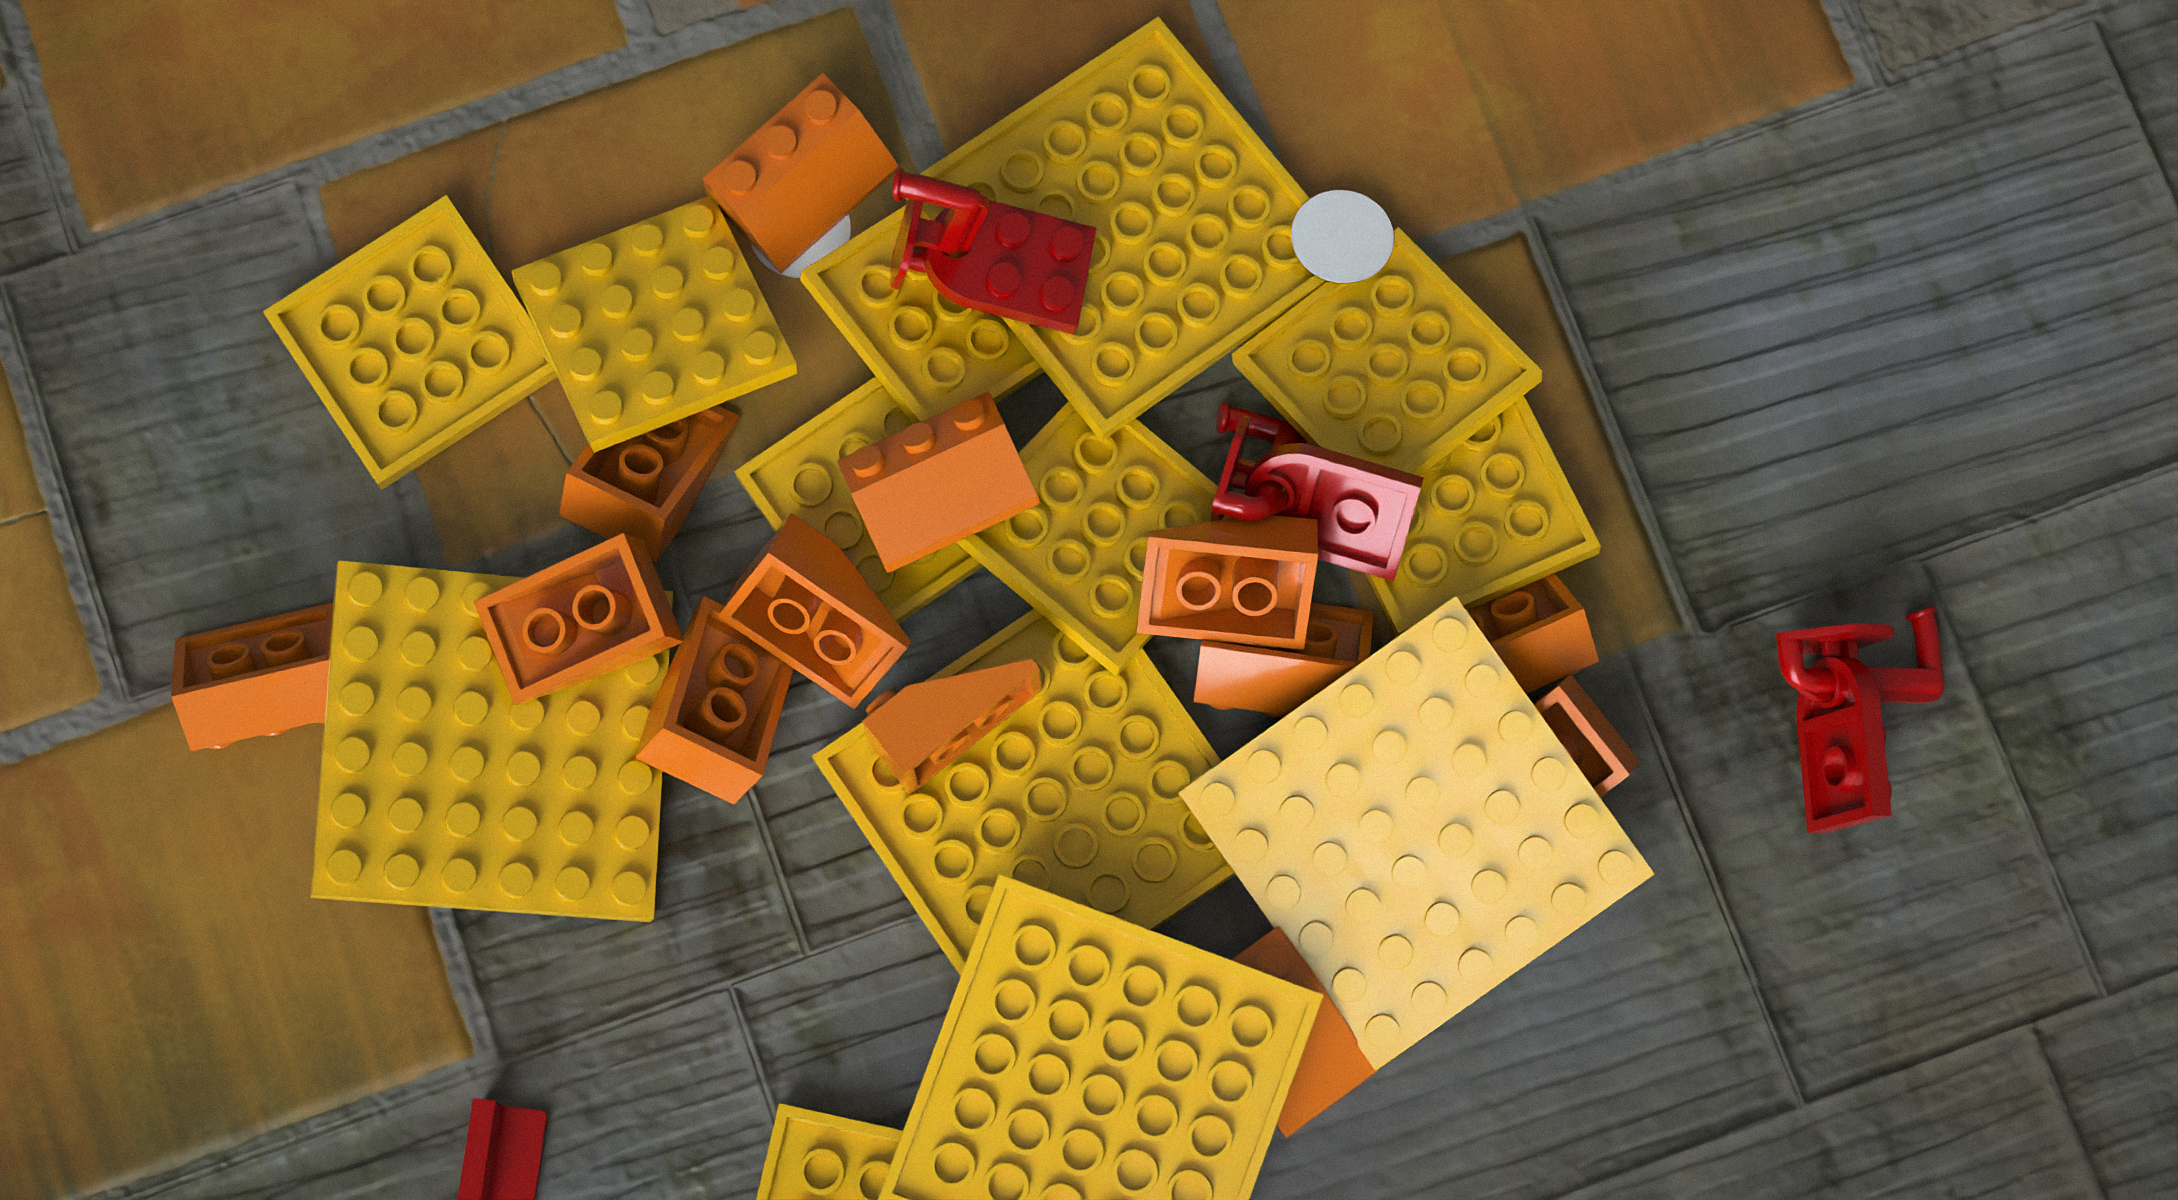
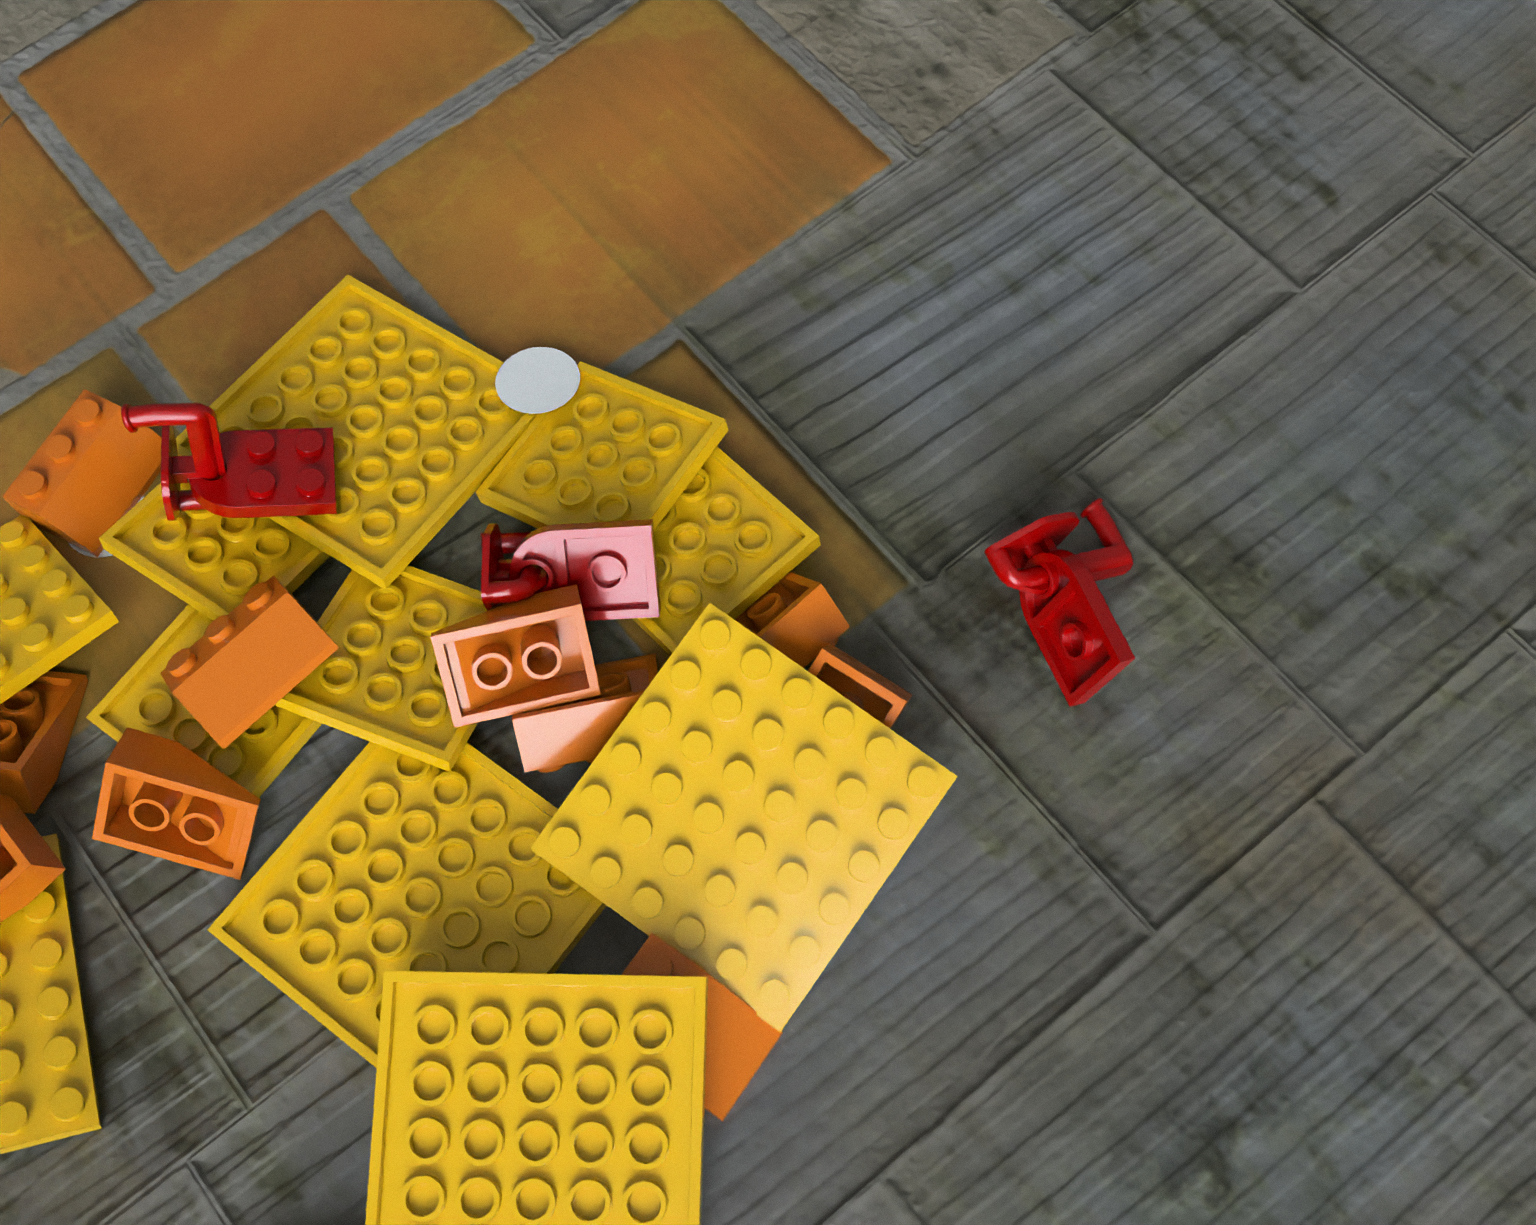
camera: 15 degrees left, 10 degrees down
(716, 708) = (108, 918): orange slope -> none
(944, 717) = (307, 852): orange slope -> none

